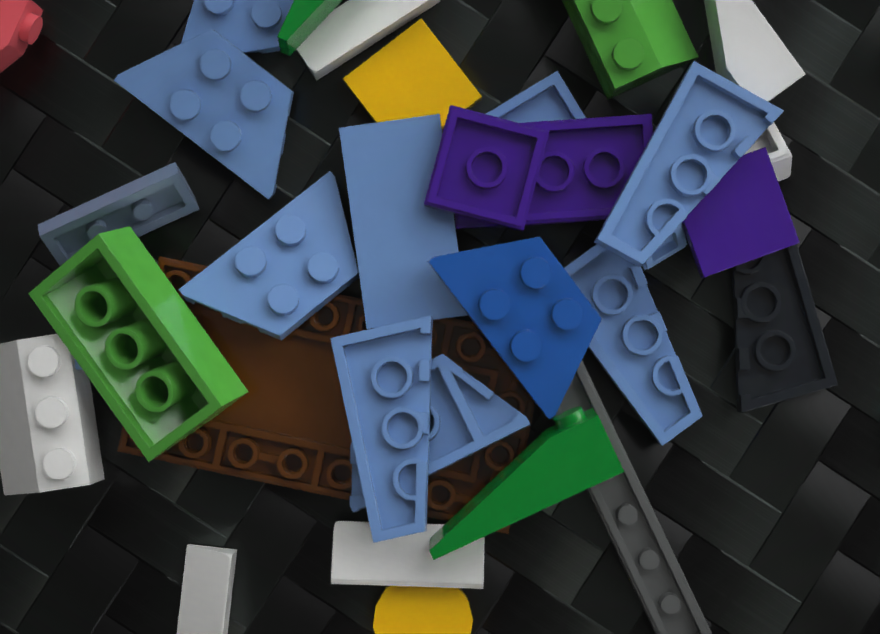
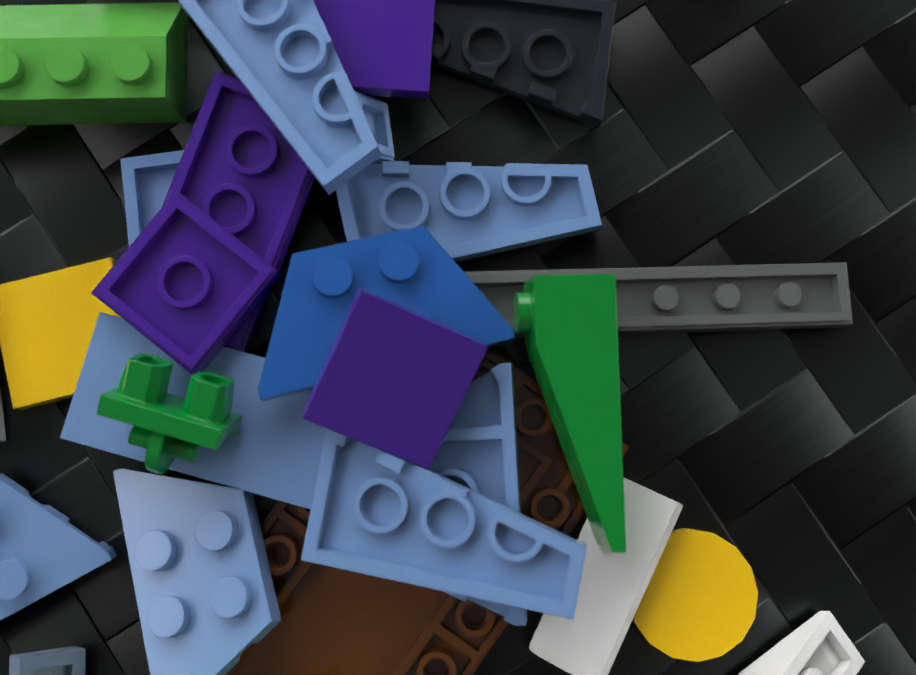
camera: 65 degrees left, 5 degrees down
(384, 203) = (168, 423): none -> green hips
(482, 349) = (394, 379): none -> dark purple tile

